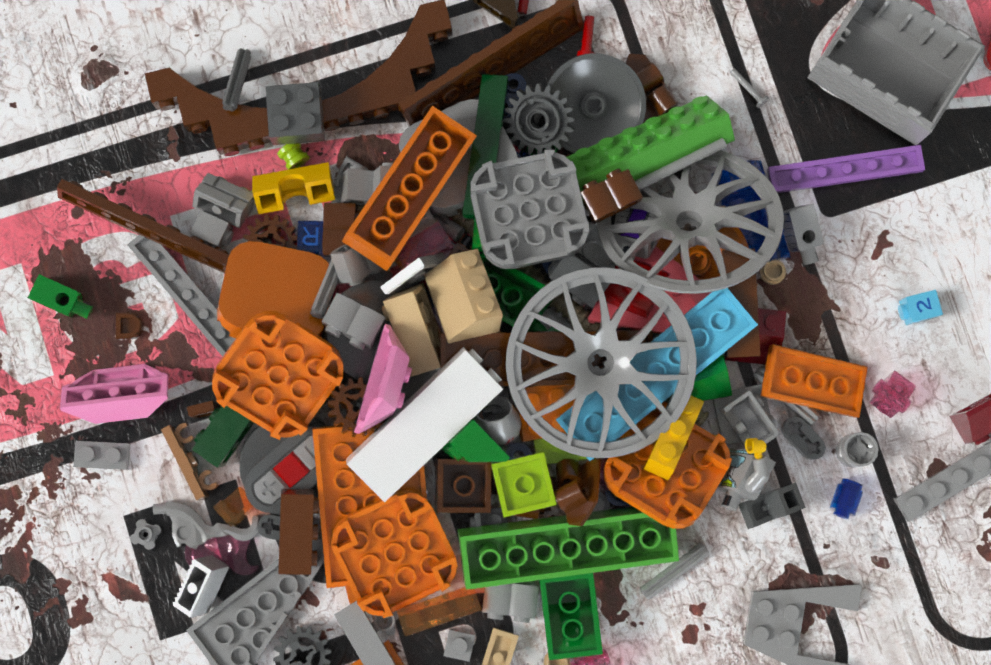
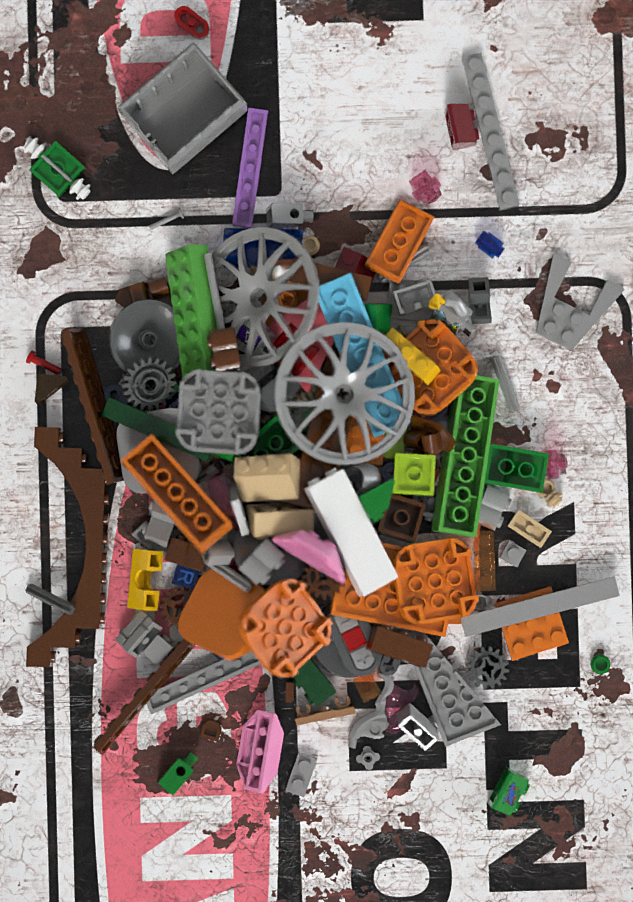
camera: 75 degrees left, 5 degrees up
(293, 155) = (119, 573): lime wheel -> none
(295, 113) = (92, 562): dark grey brick -> none
(587, 35) = (94, 328): red piece -> none
(799, 443) = (435, 257): dark grey beam -> none
(857, 450) = (457, 226): light grey wheel -> none
(920, 307) = (368, 147): medium azure brick -> none

